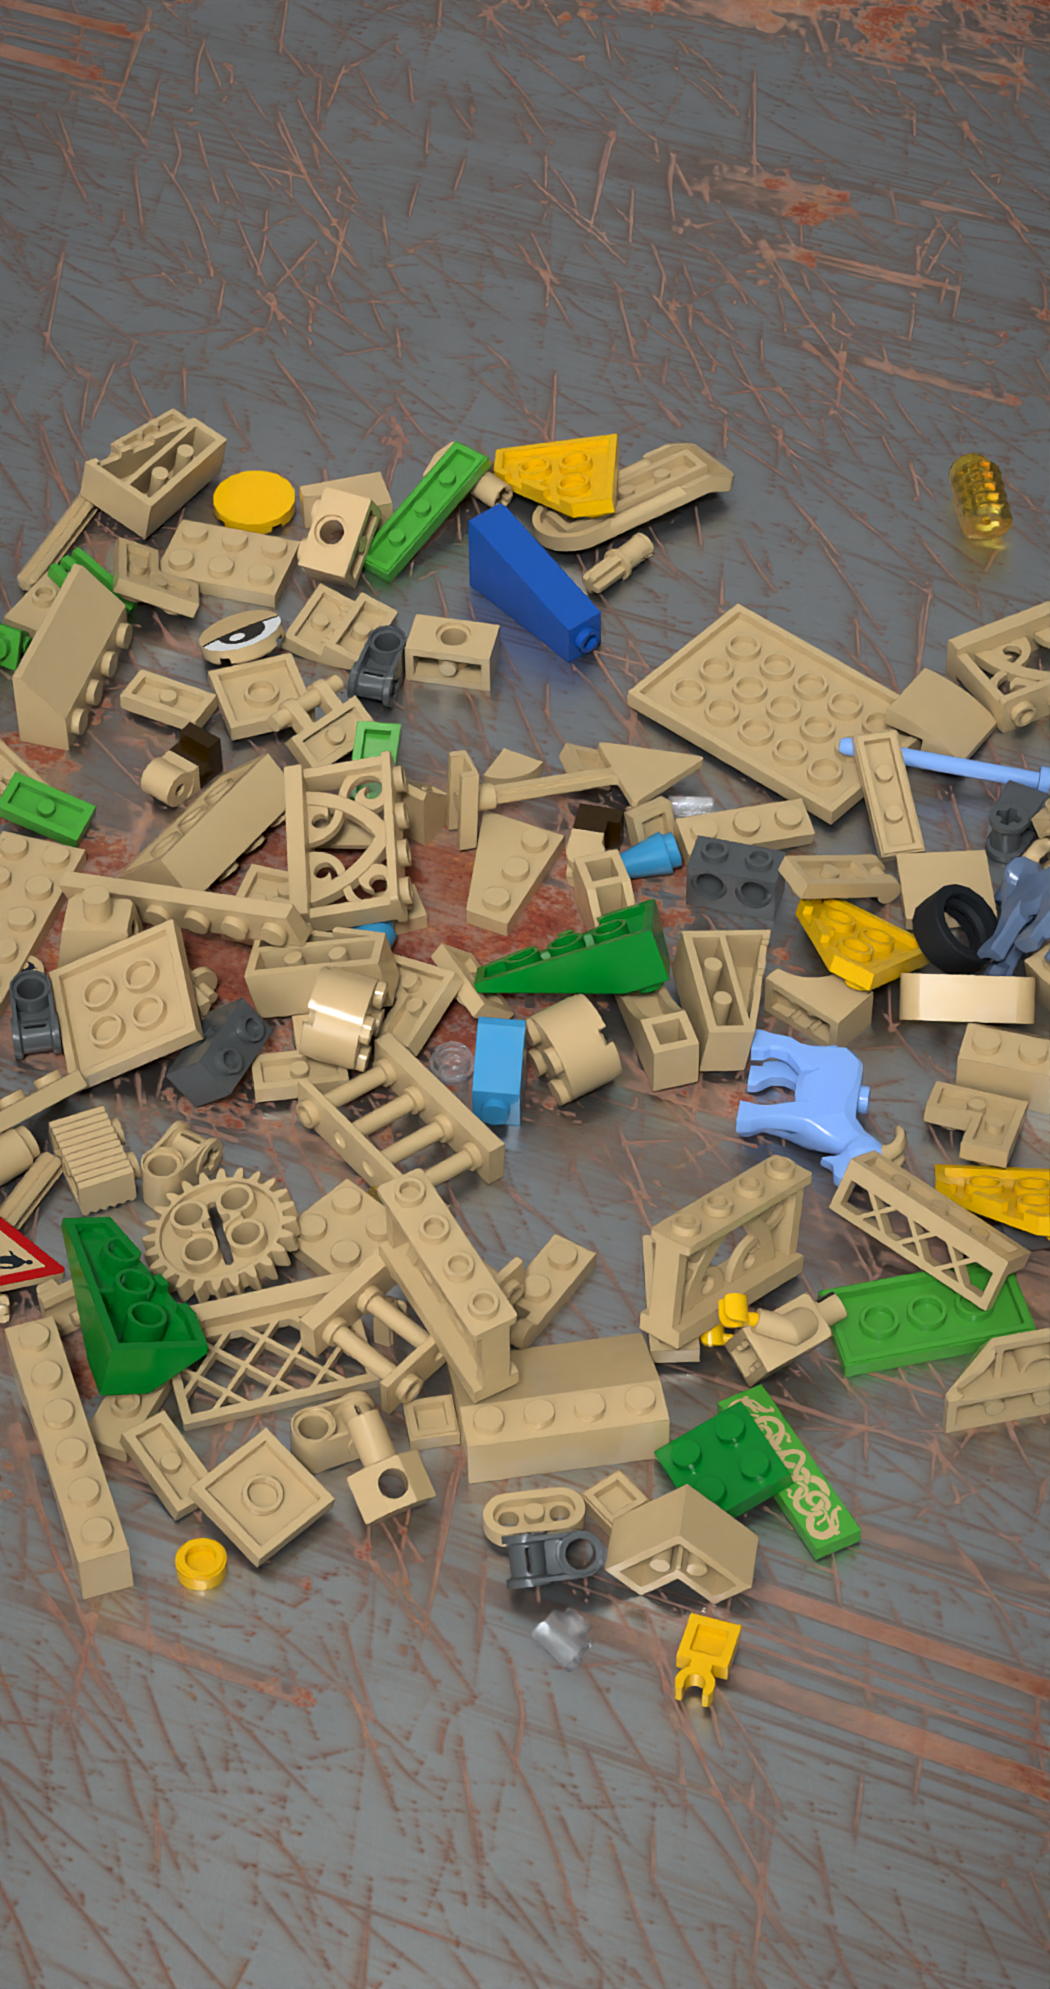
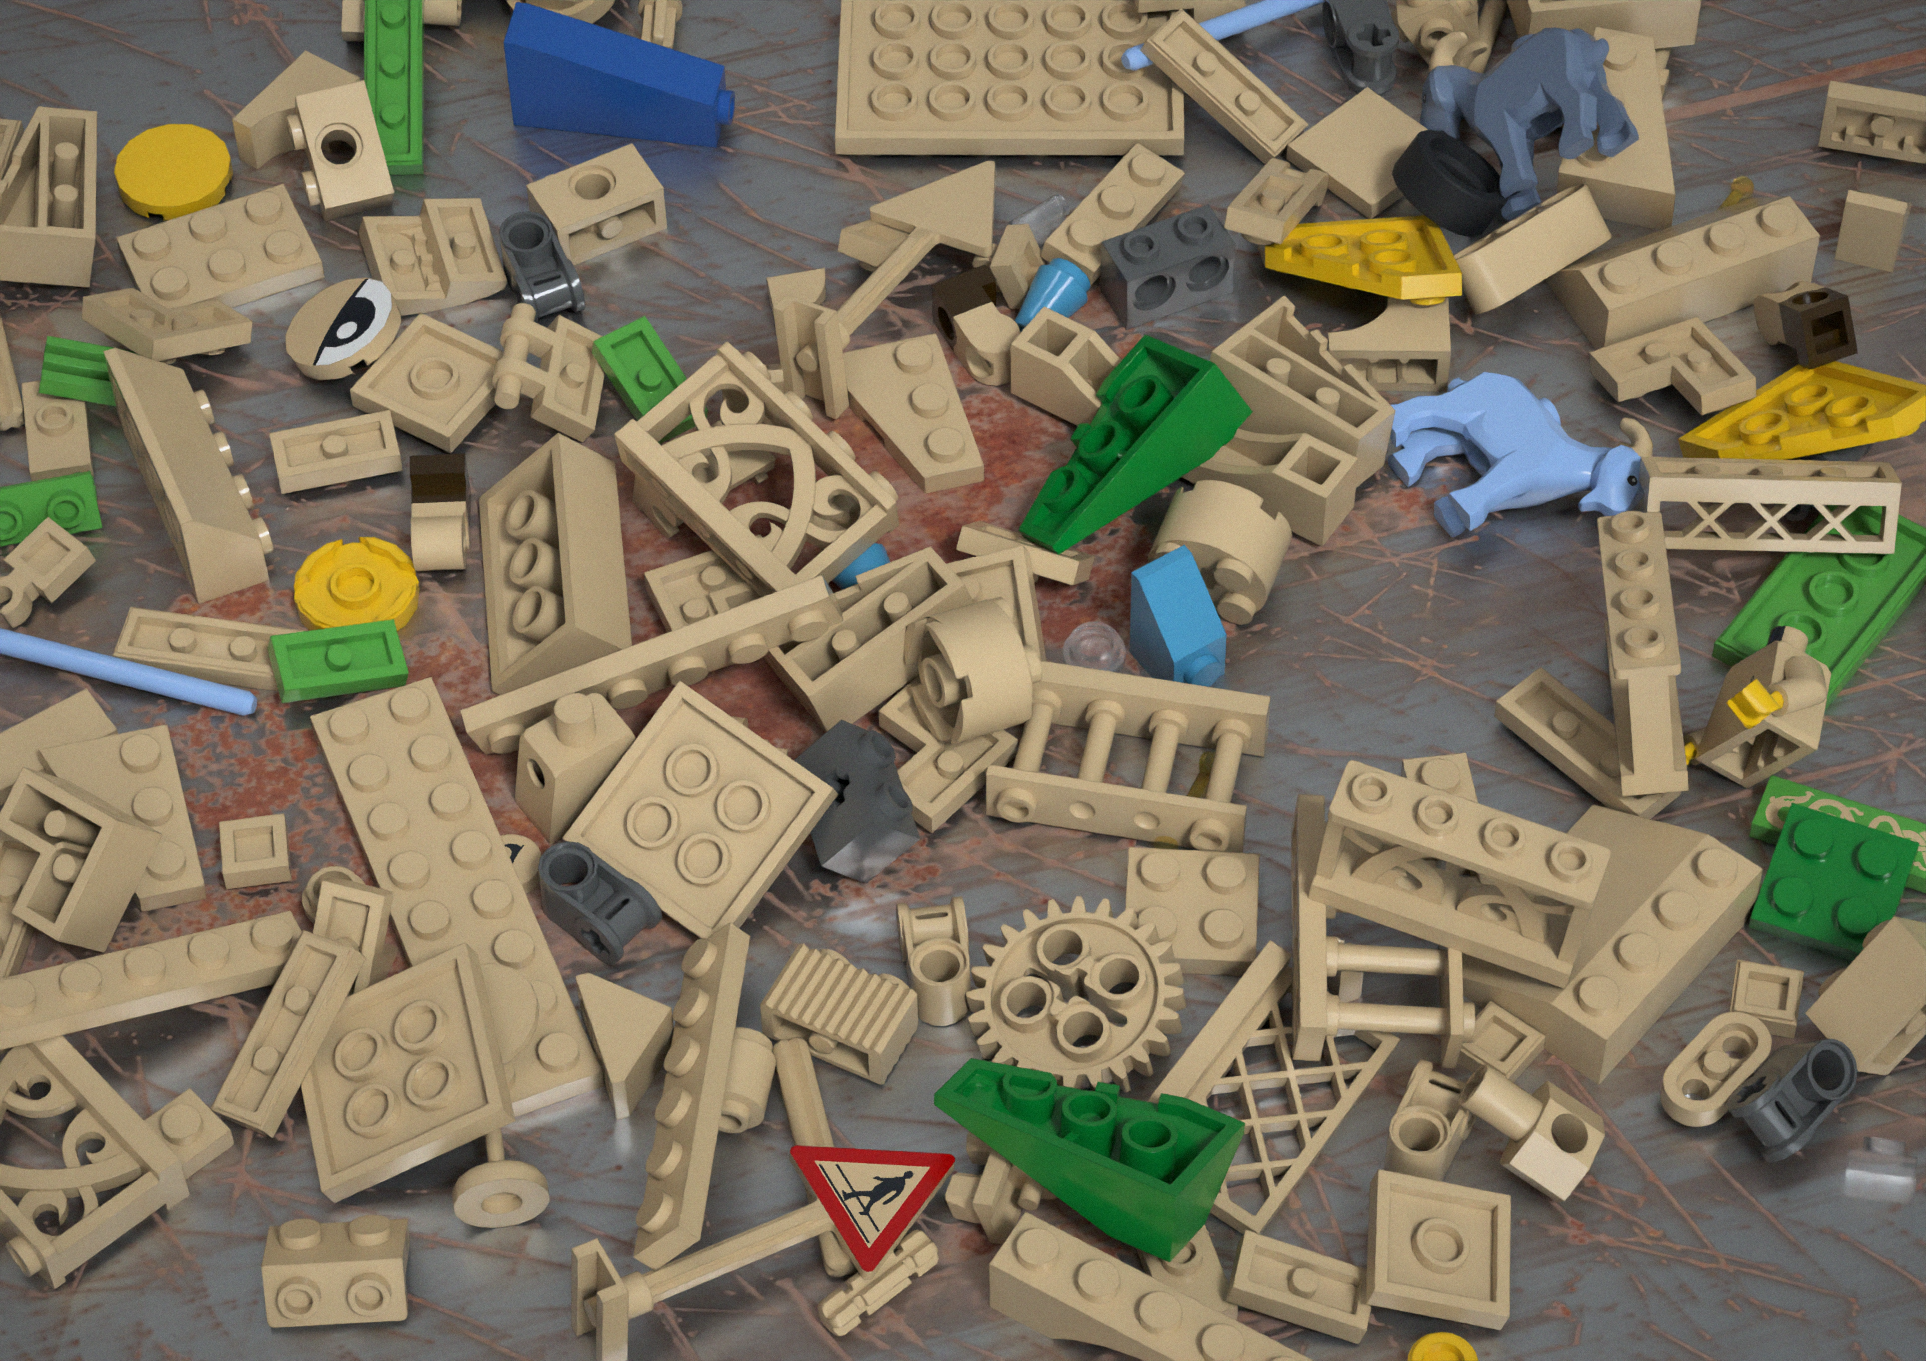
camera: 40 degrees left, 5 degrees up
(104, 780) = (356, 585): none -> yellow tile

